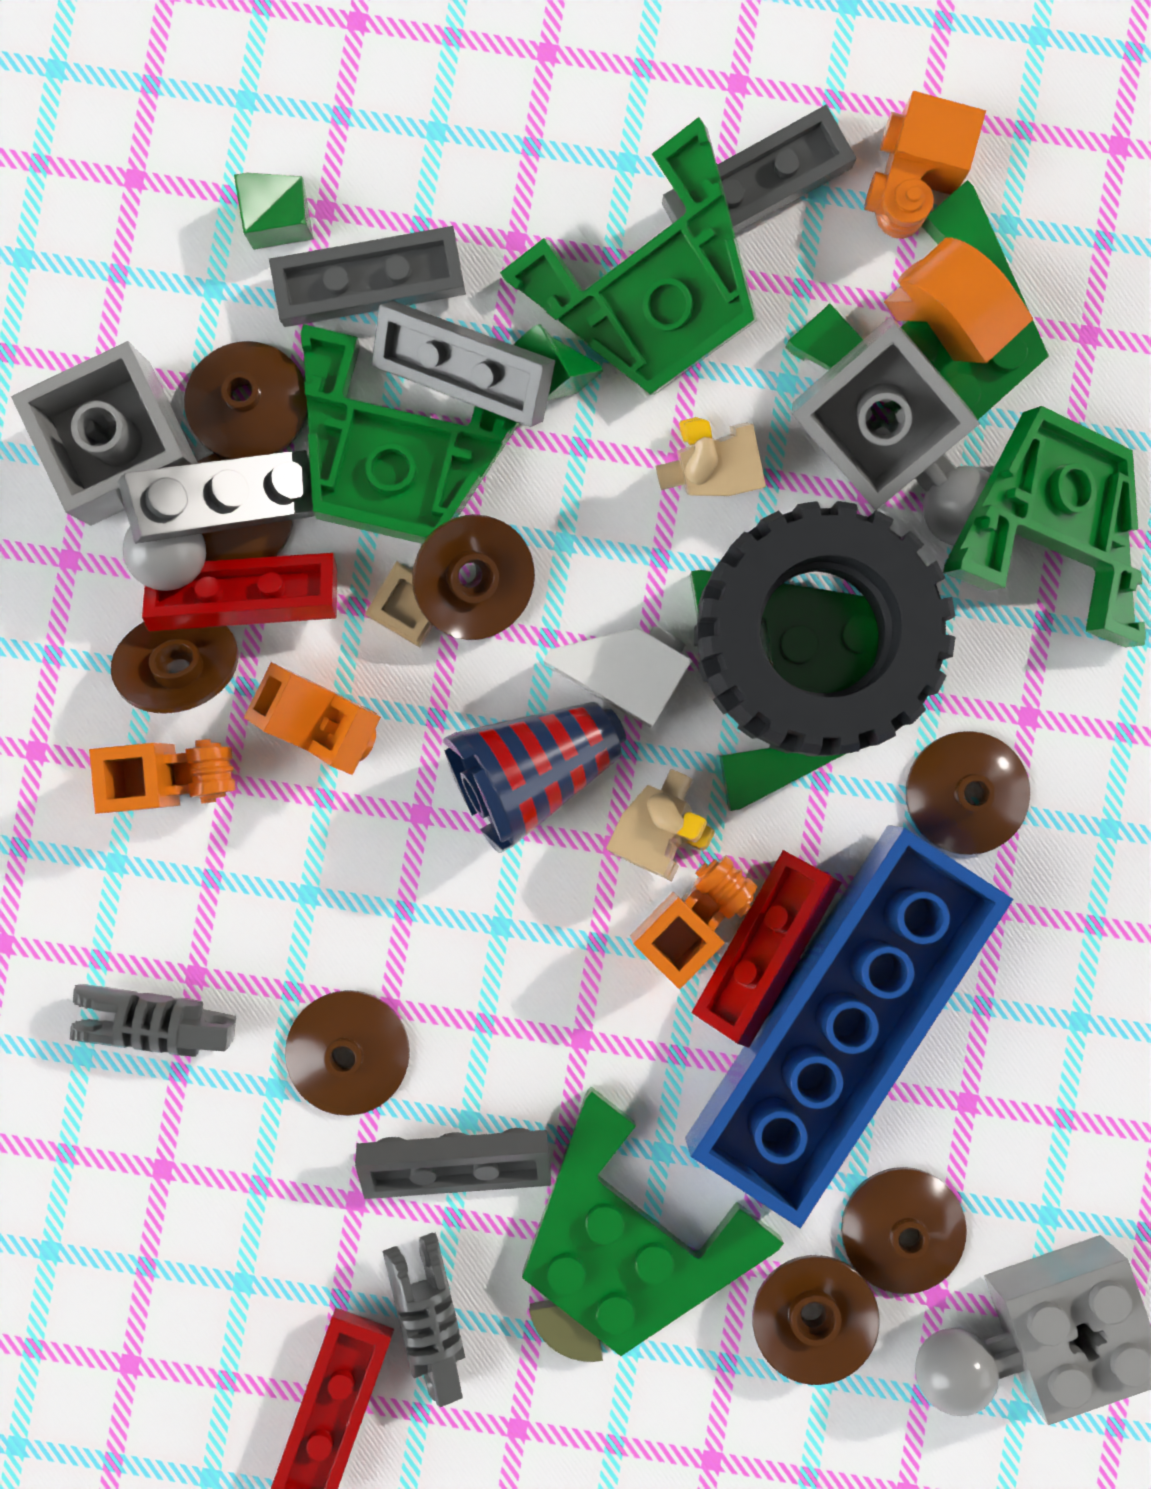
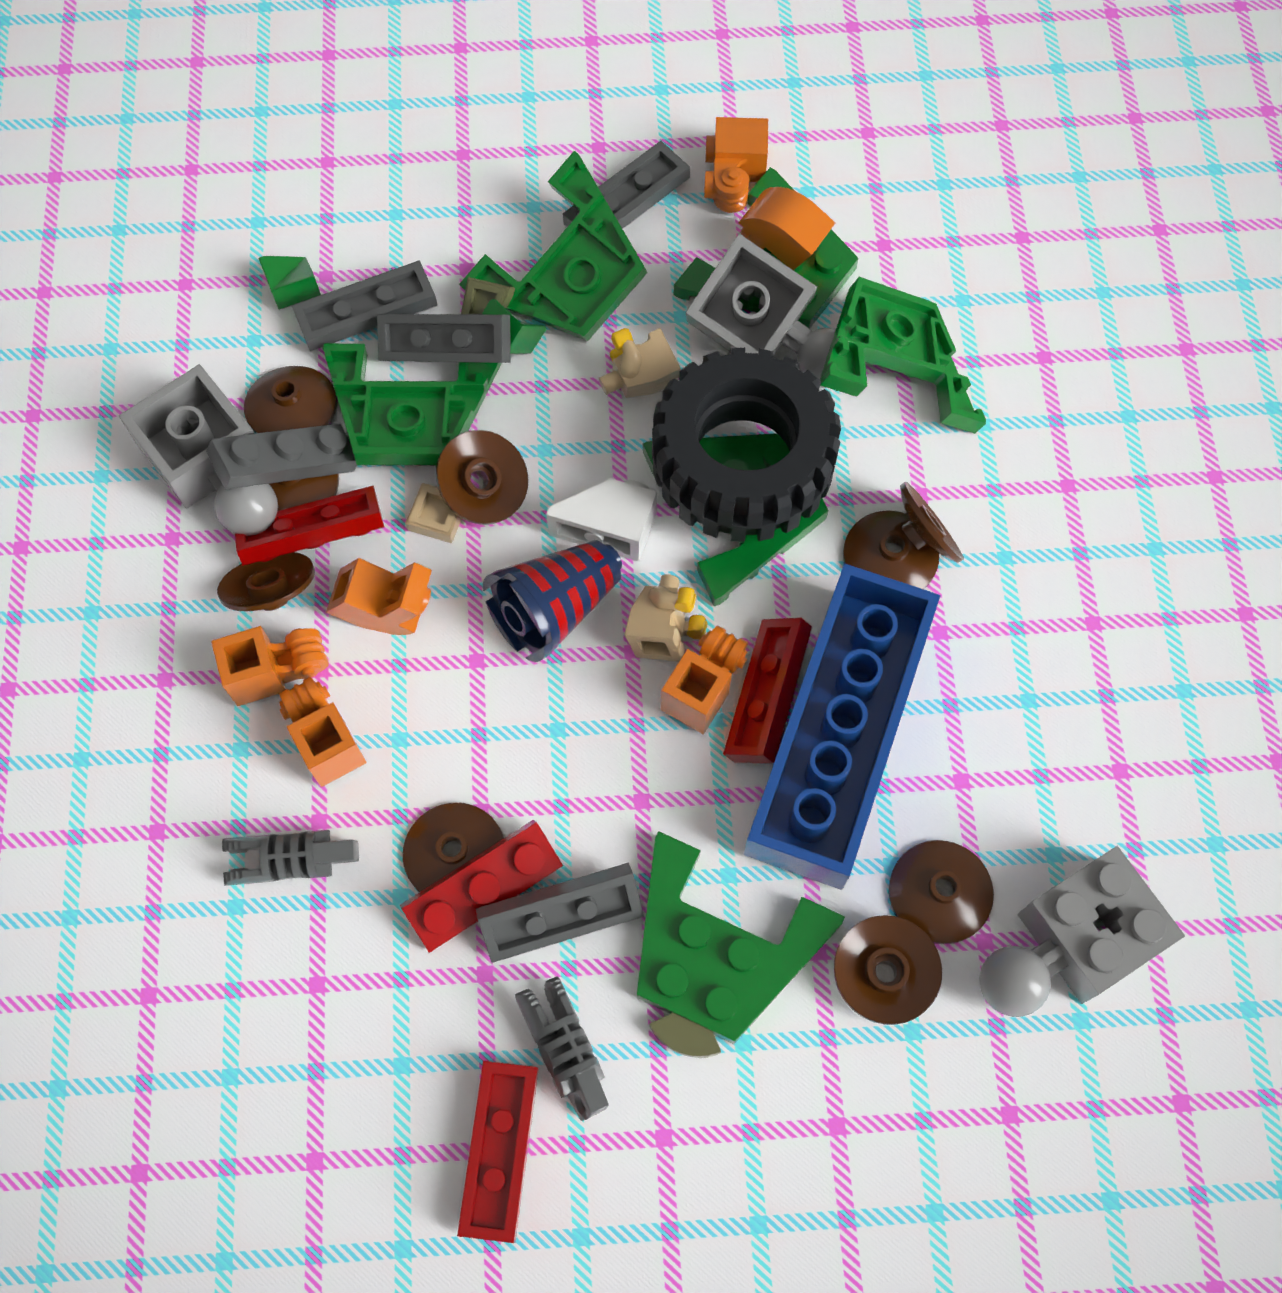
camera: 10 degrees left, 20 degrees down
(215, 892) = (319, 732): none -> orange brick
(369, 1108) = (490, 877): none -> red plate
(528, 304) = (480, 292): none -> olive tile
(1026, 782) = (925, 526): none -> reddish brown dish

